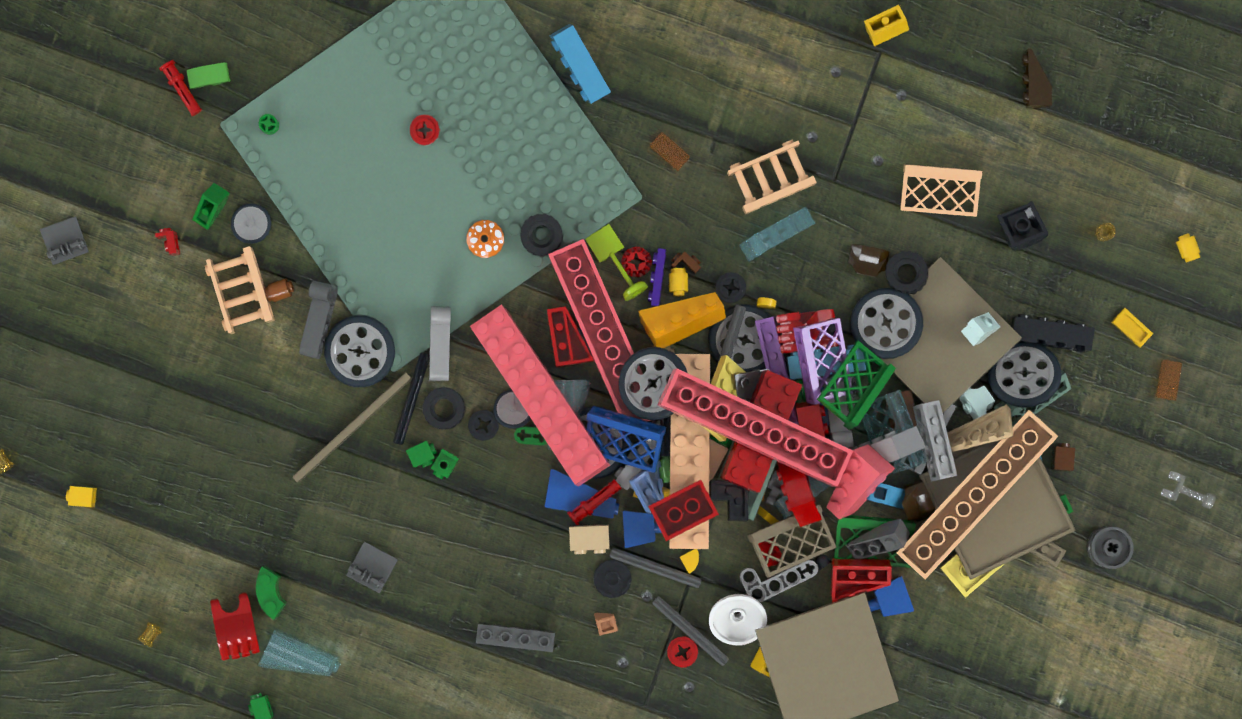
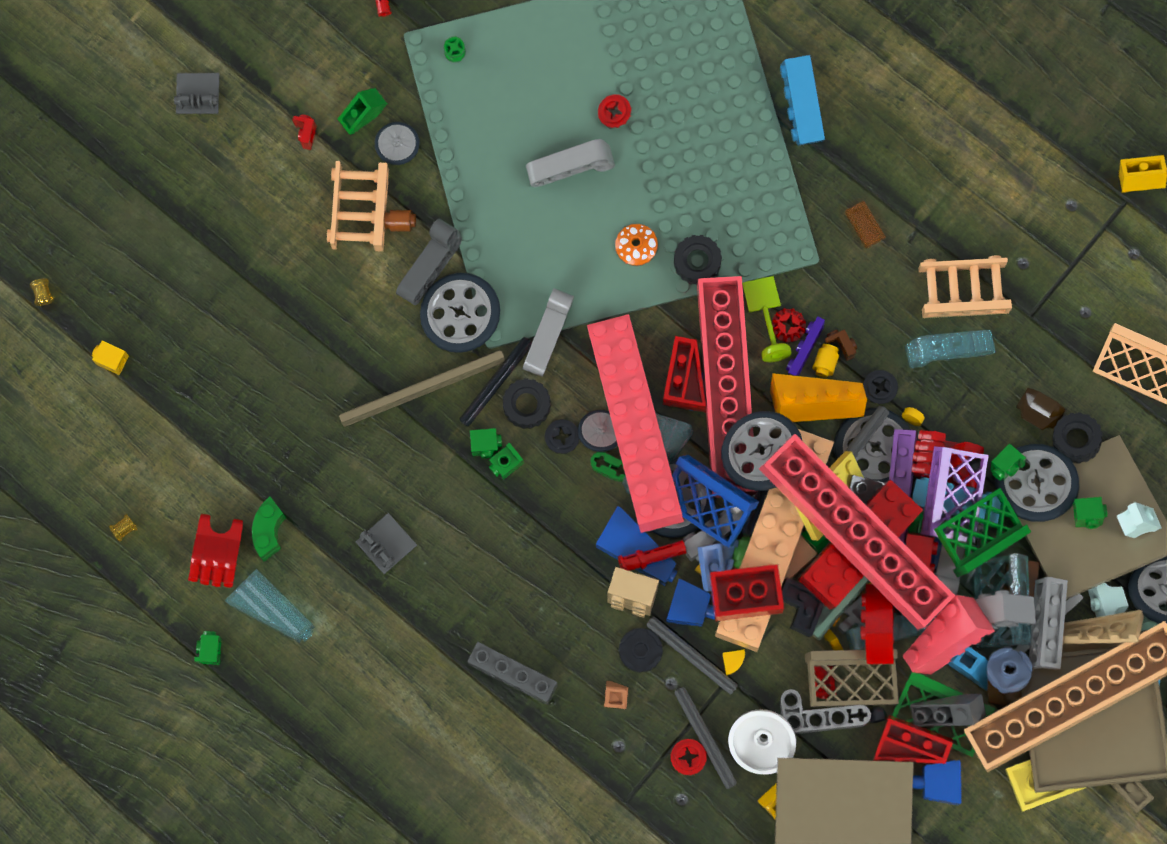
camera: 25 degrees right, 10 degrees down
(405, 189) = (569, 162): none -> light grey beam
(857, 317) = (1007, 463): none -> green brick
(916, 479) = (1013, 659): none -> sand blue plate
(938, 335) = (1089, 512): none -> green brick

